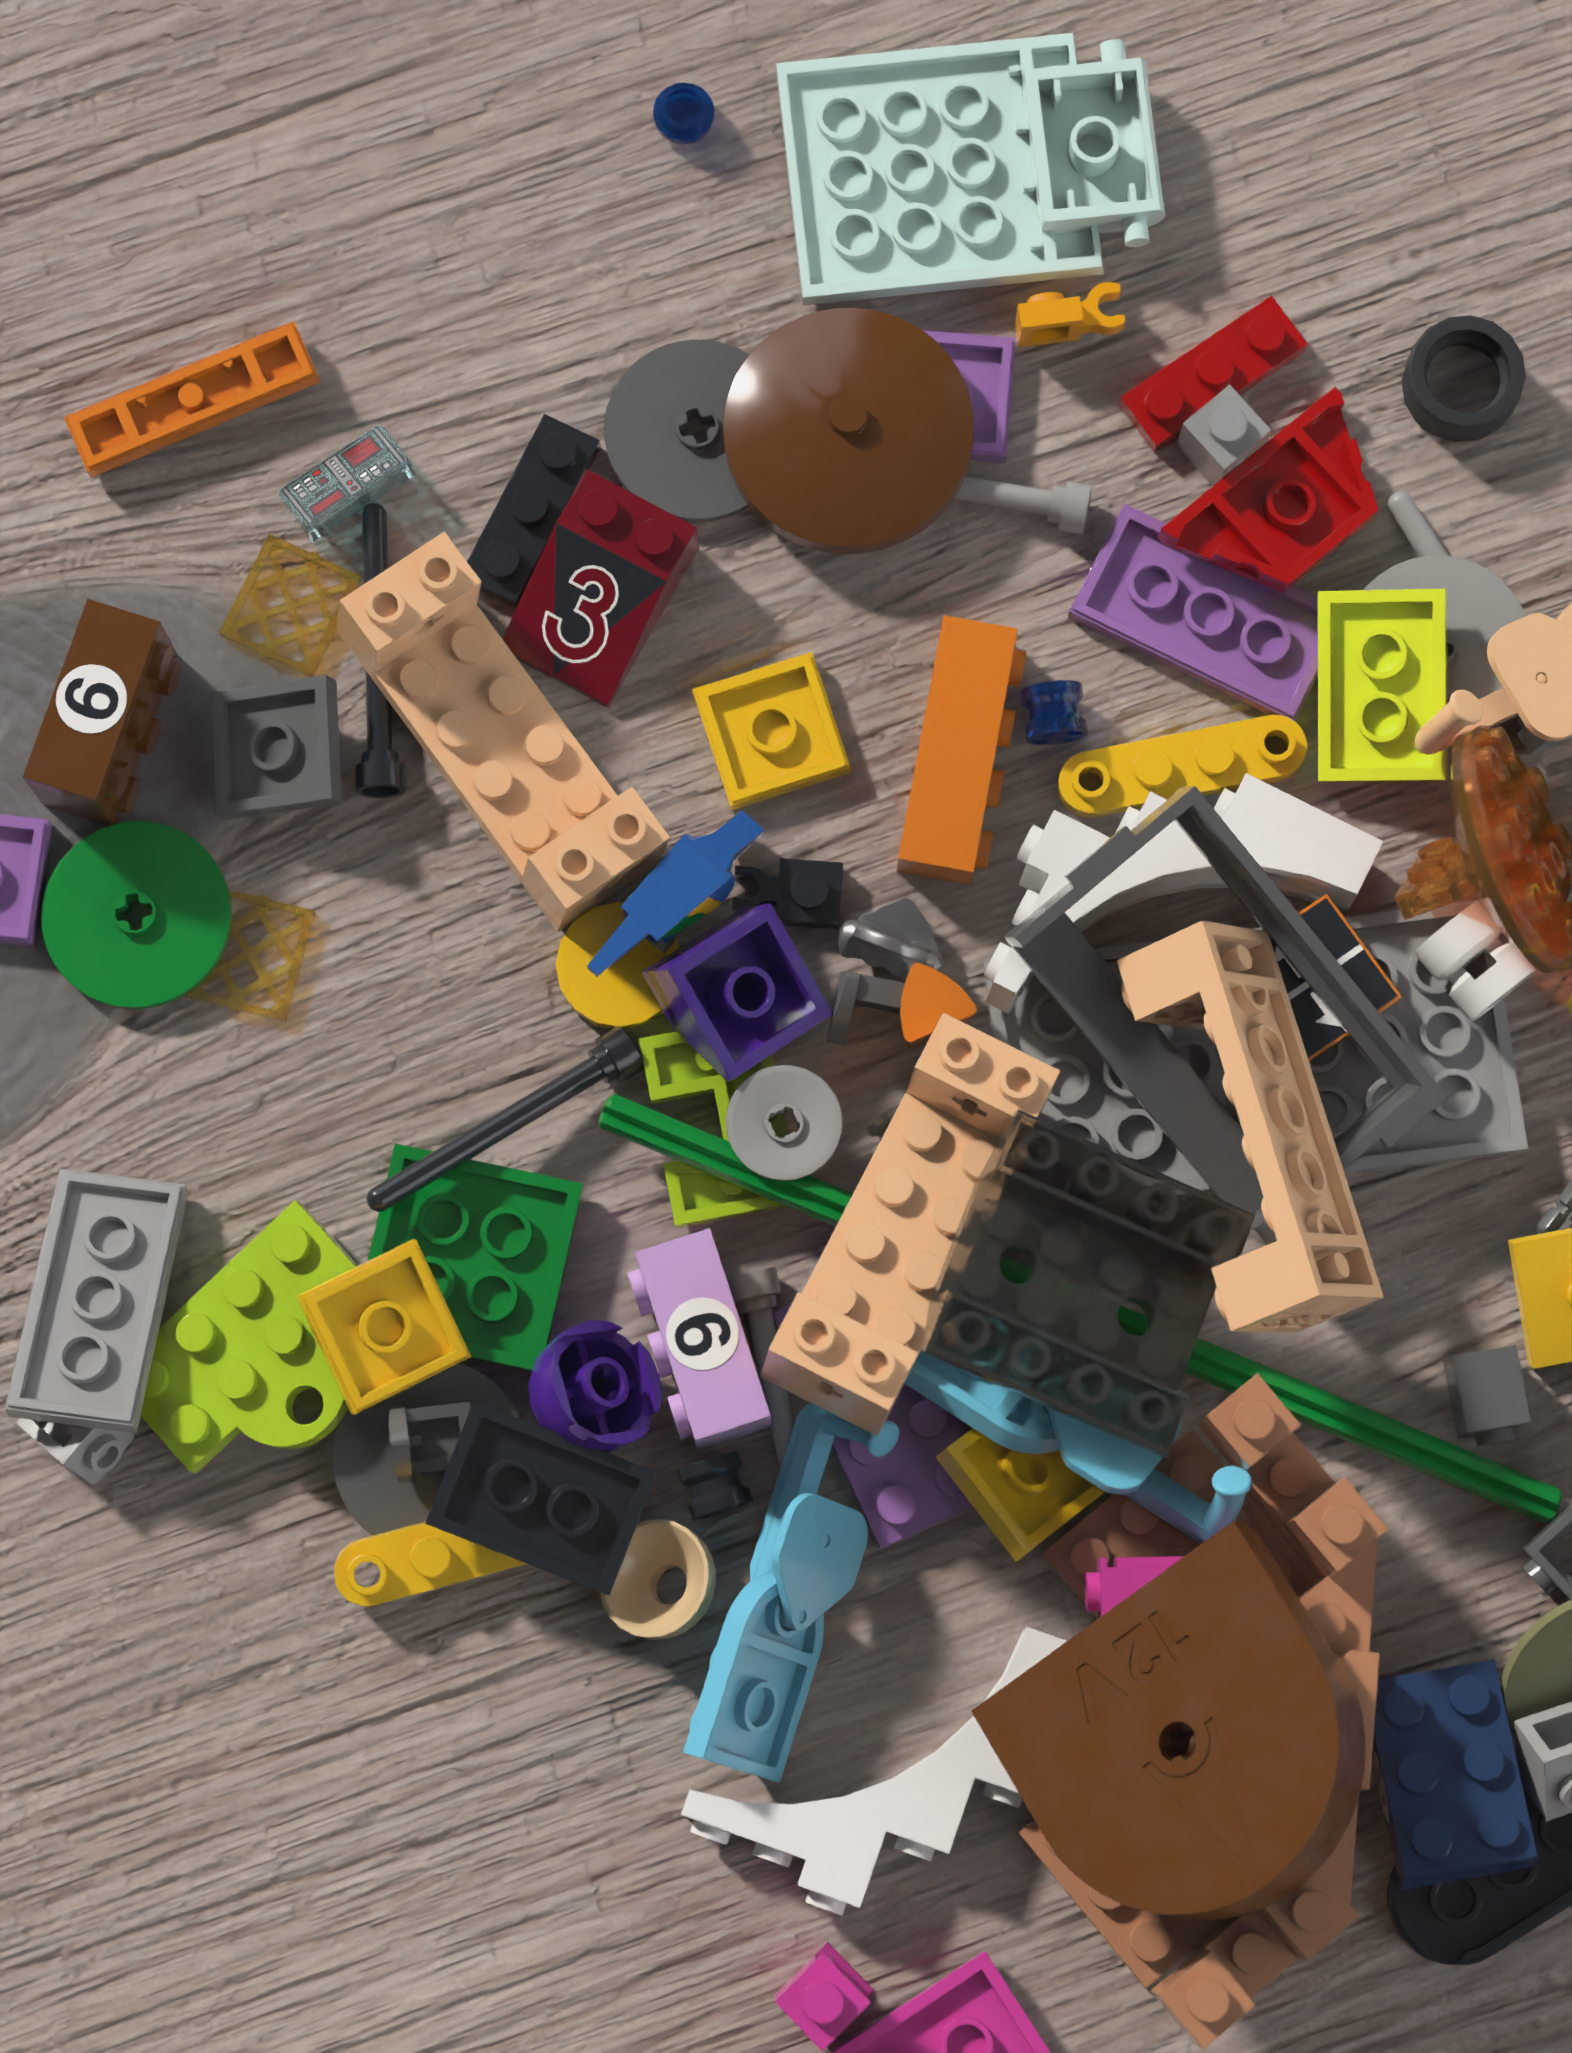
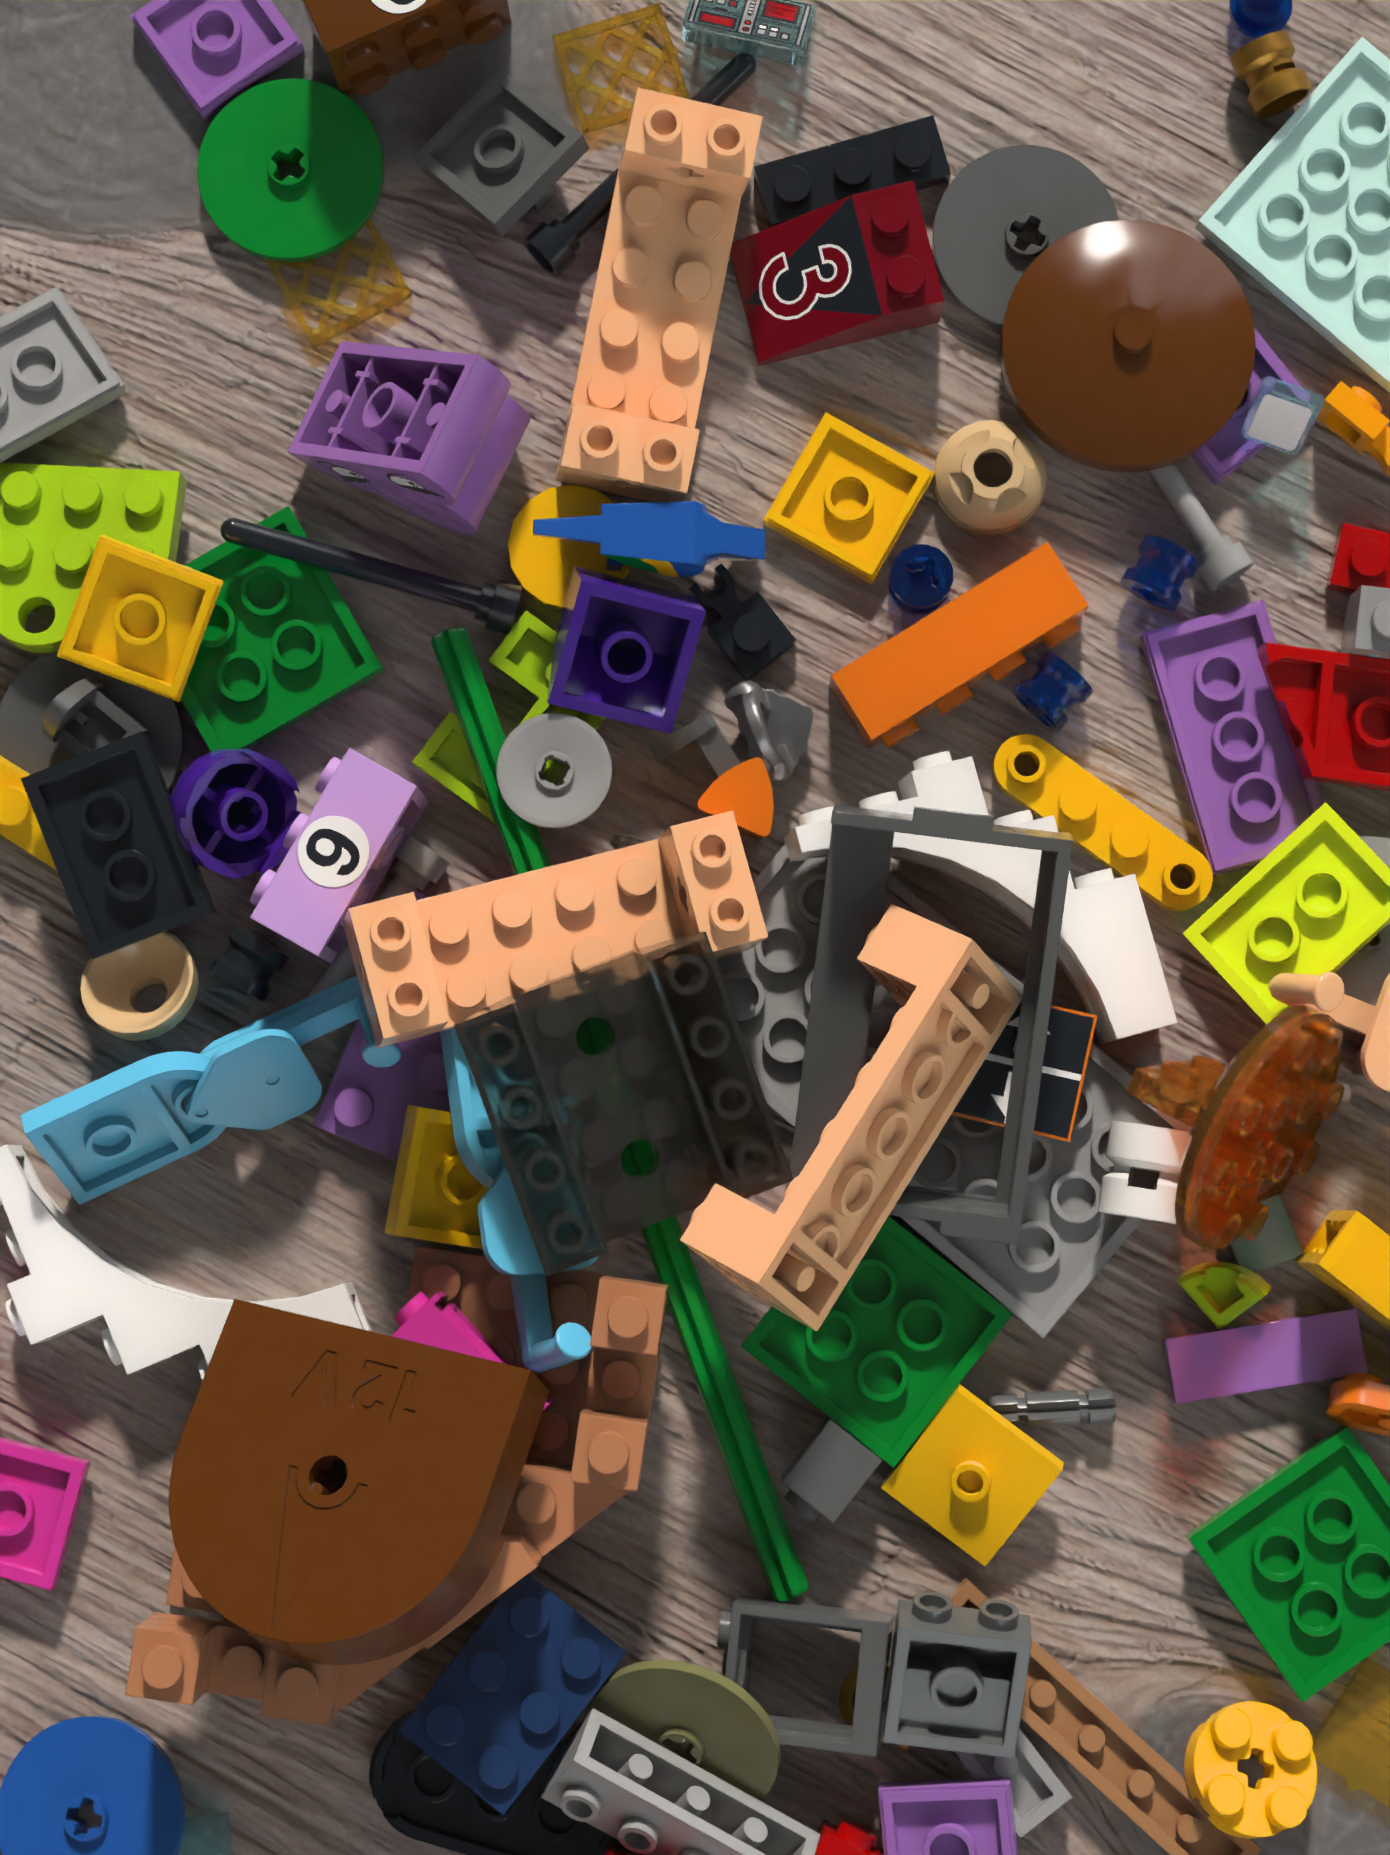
camera: 55 degrees right, 5 degrees up
(427, 998) = (414, 429): none -> medium lavender brick
(743, 150) = (1271, 74): none -> pearl gold wheel
(850, 646) = (984, 508): none -> tan piece
(884, 746) = (914, 591): none -> clear blue wheel
(1003, 368) = (1281, 415): none -> slope
(1037, 558) = (1160, 572): none -> clear blue wheel
(1440, 1267) = (888, 1345): none -> green plate

